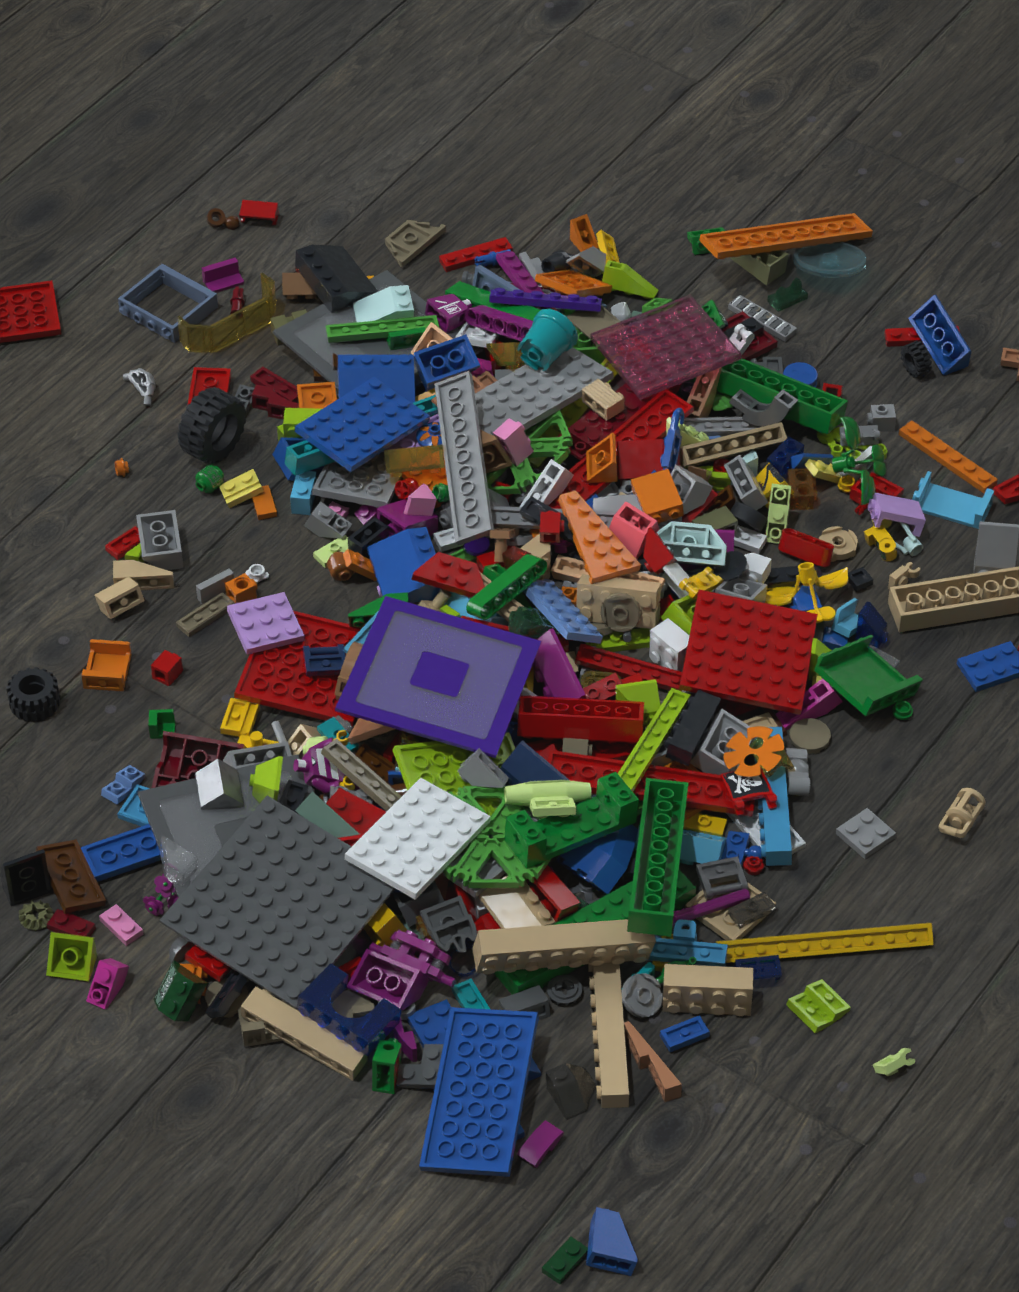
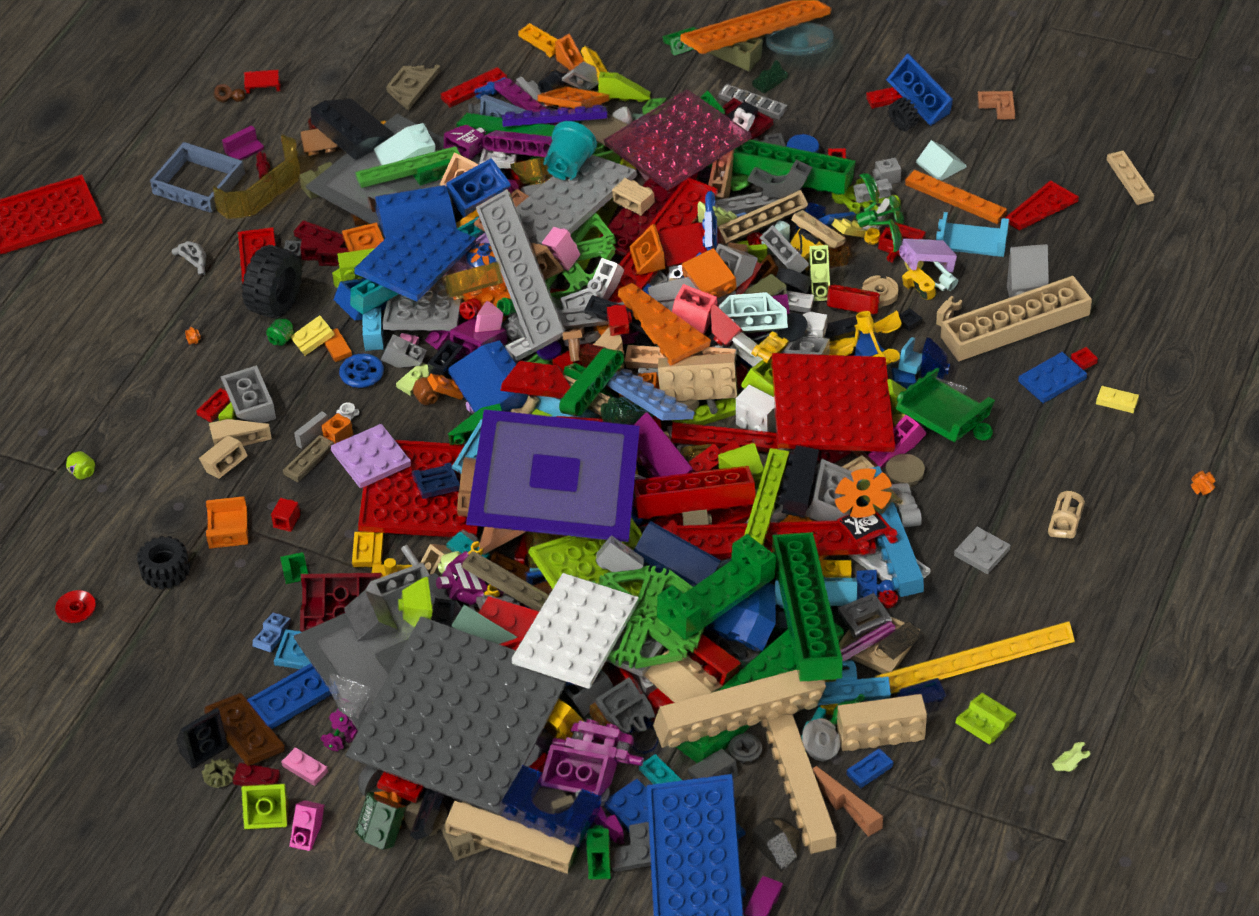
camera: 10 degrees left, 0 degrees up
(281, 533) = (361, 370): none -> blue plate
(520, 497) = (581, 297): none -> light grey hinge
(549, 796) = (688, 569): yellowish green plate -> none
(556, 213) = (539, 39): none -> light orange plate
(620, 612) = (703, 387): dark tan tile -> none
(788, 467) = (818, 229): none -> tan plate
(942, 416) = (939, 161): none -> light aqua slope

